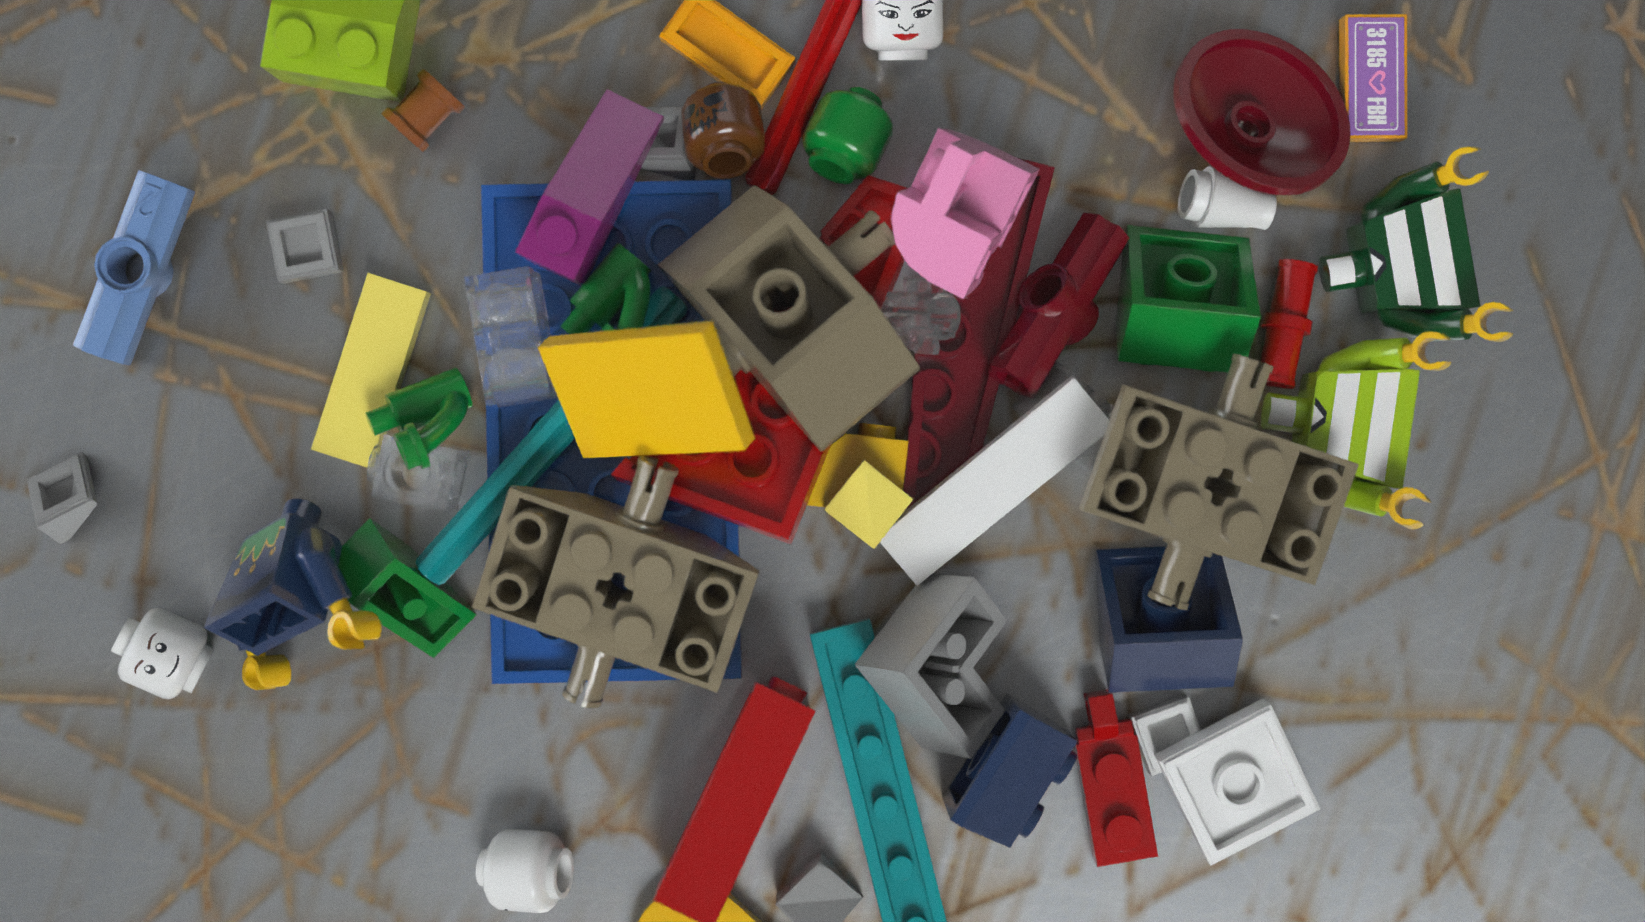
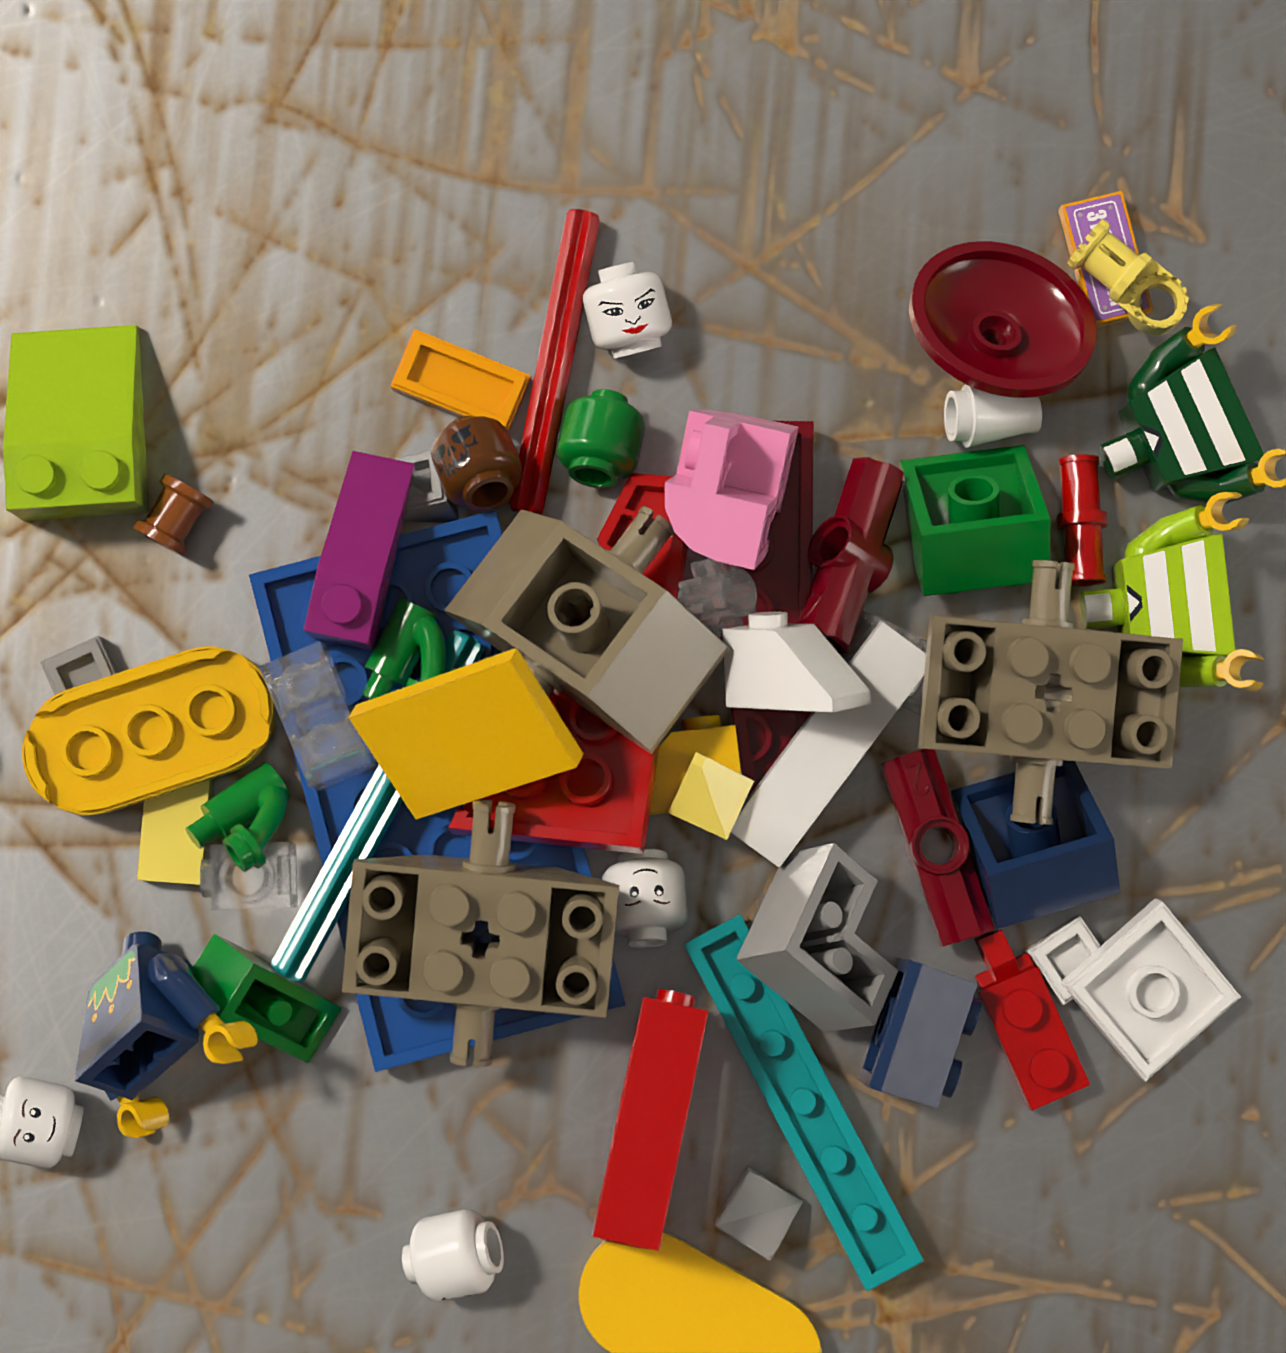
camera: 15 degrees left, 5 degrees down
(350, 311) = (148, 731): none -> yellow tile
(788, 582) = (649, 897): none -> white head
(972, 401) = (787, 668): none -> white slope
(1076, 640) = (949, 888): none -> dark red piece
(1393, 99) = (1128, 277): none -> light yellow connector

